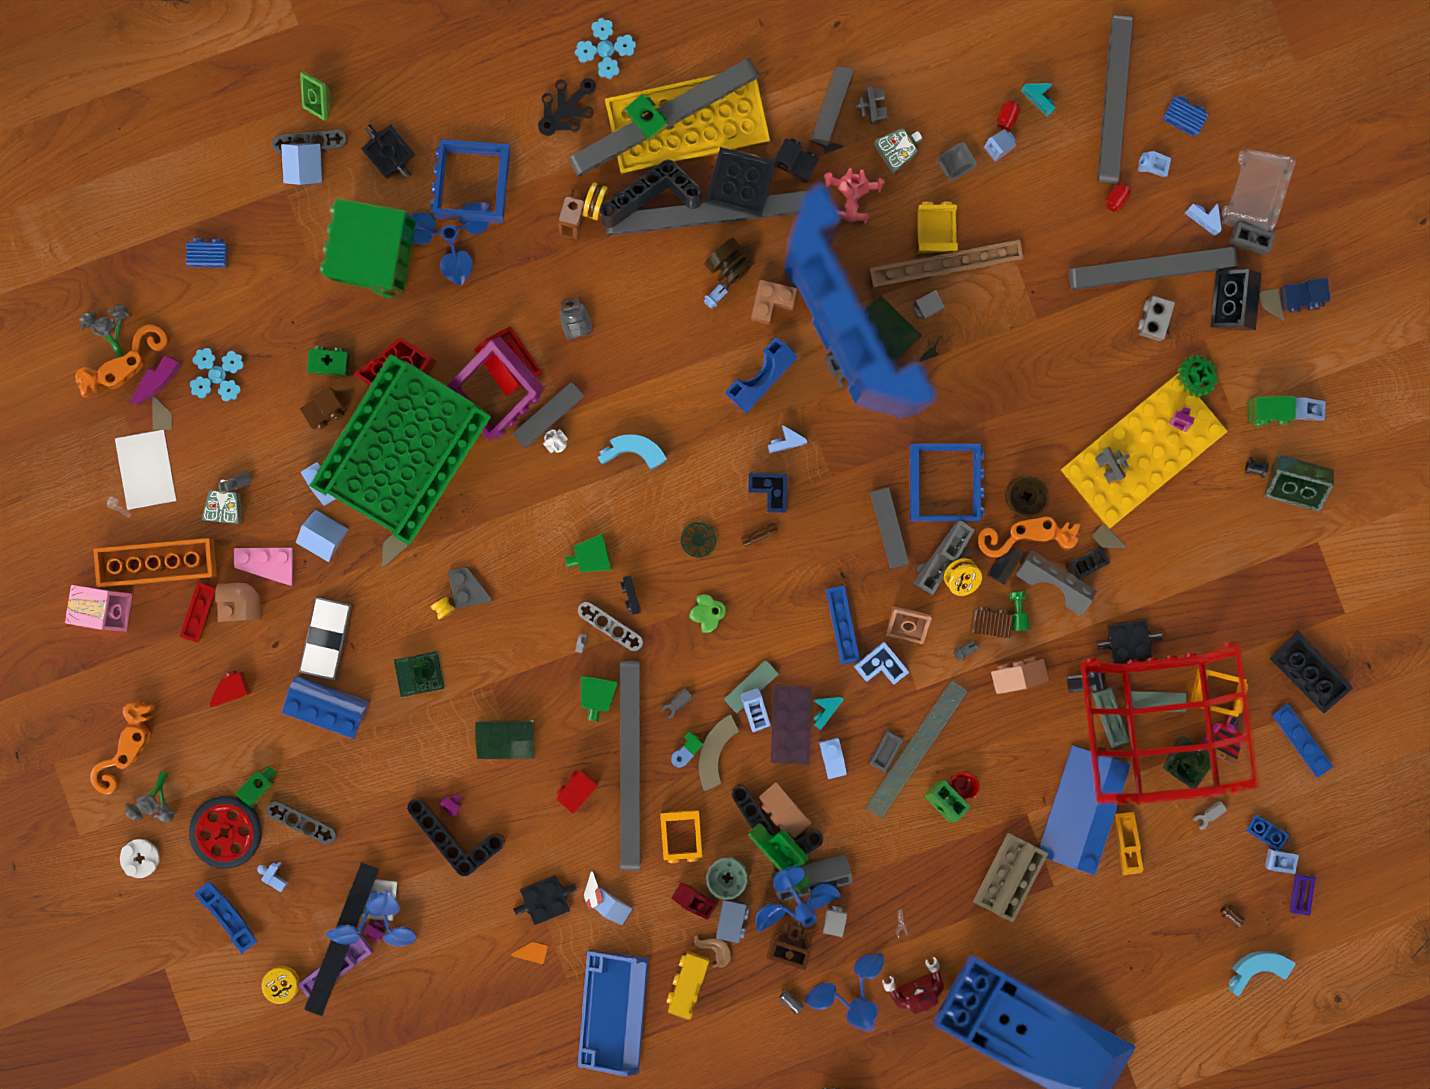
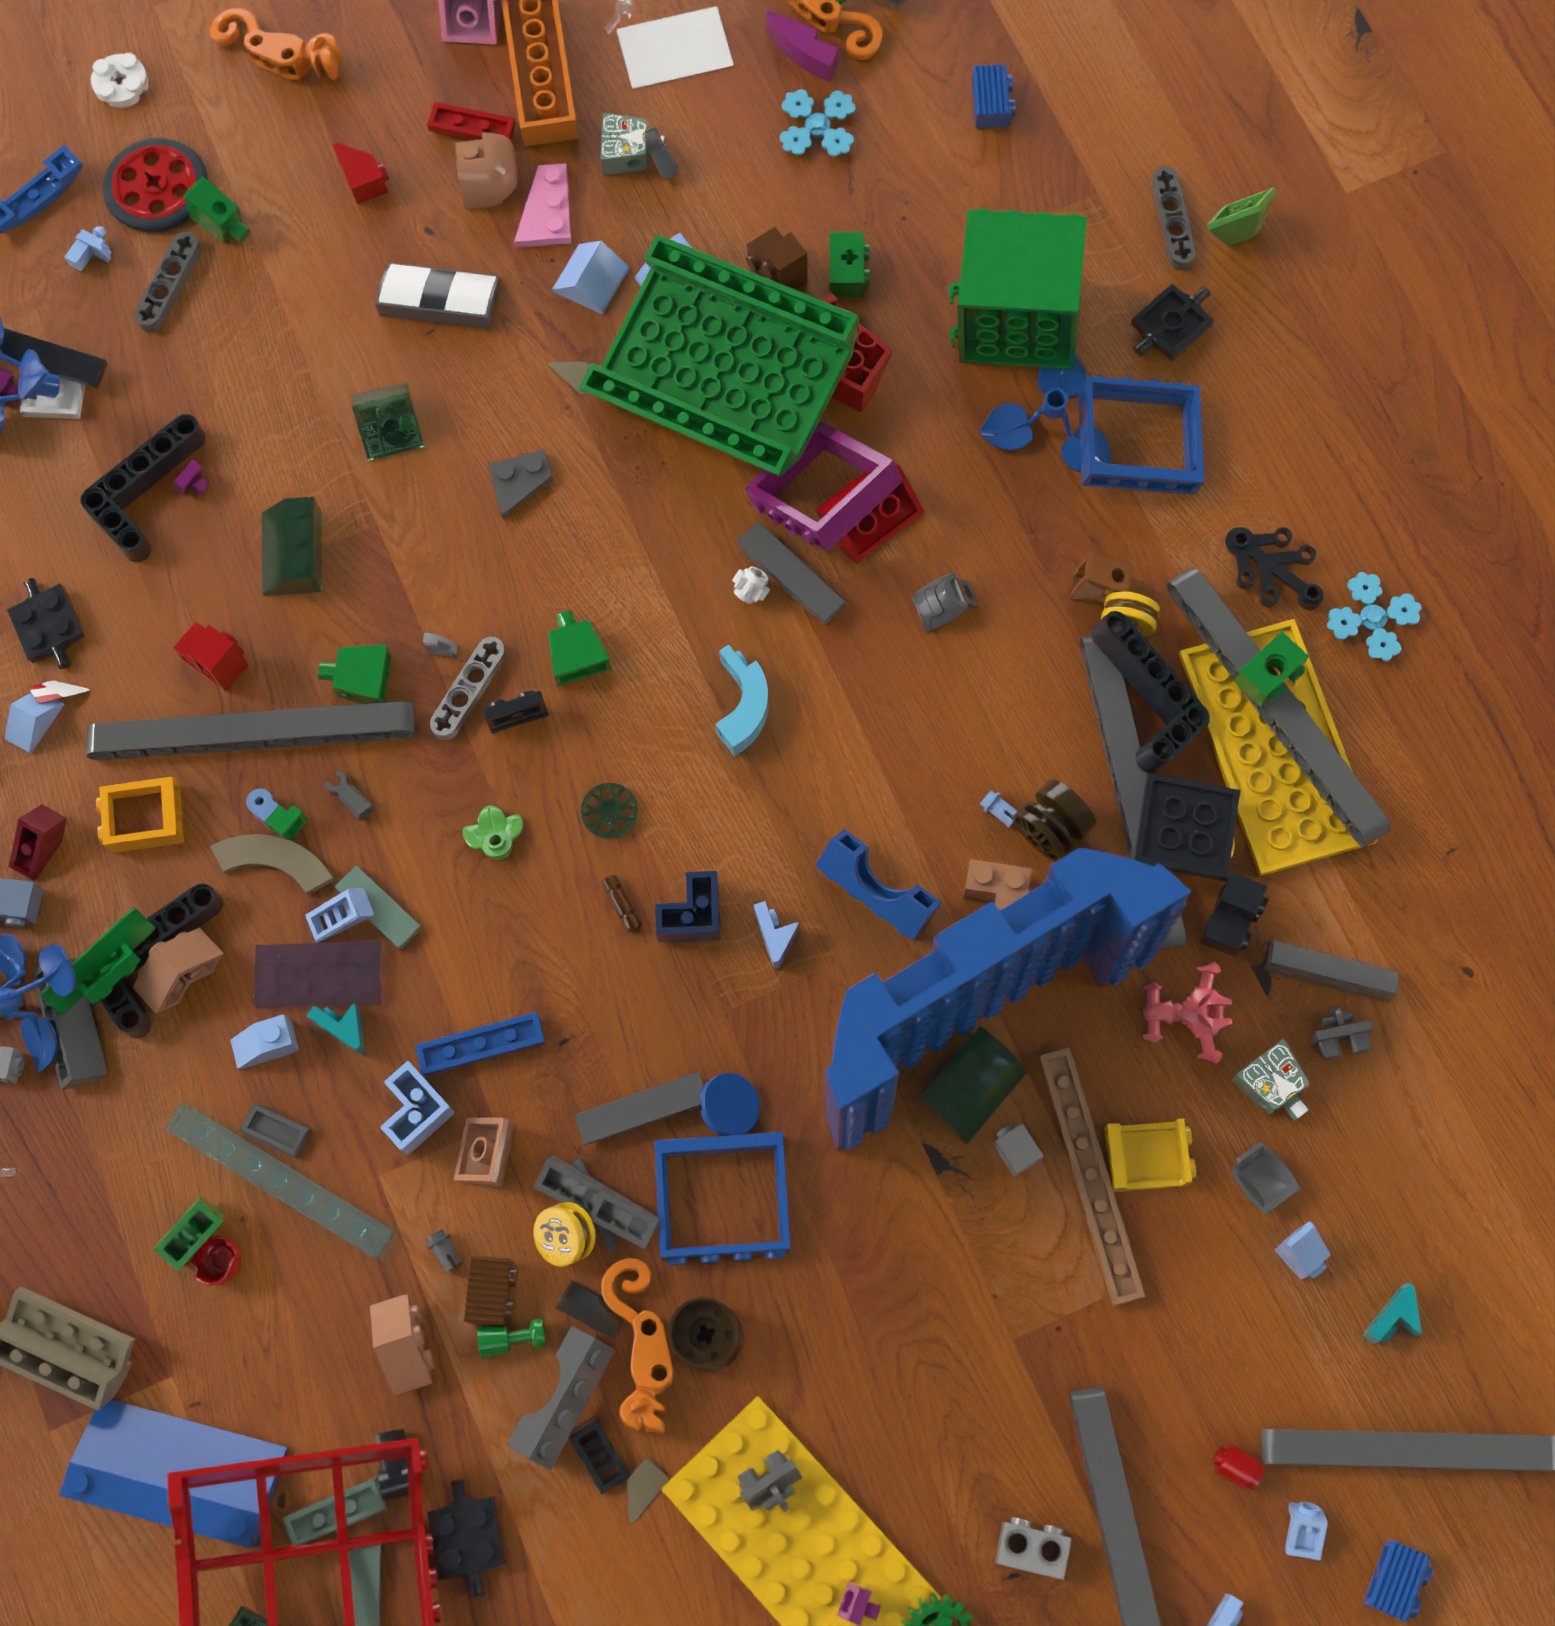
camera: 90 degrees right, 15 degrees down
(148, 805) = (186, 66): dark grey plant -> none
(161, 416) = (753, 60): dark tan sticker -> none
(301, 163) = (1139, 208): light blue slope -> none
(325, 706) = (336, 295): blue brick -> none
(442, 607) = (488, 445): yellow wheel -> none
(718, 884) = (58, 874): sand green wheel -> none
(891, 475) = (729, 1104): none -> blue tile
(1008, 115) = (1355, 1264): red brick -> none
(1128, 843) = (117, 1557): light orange slope -> none

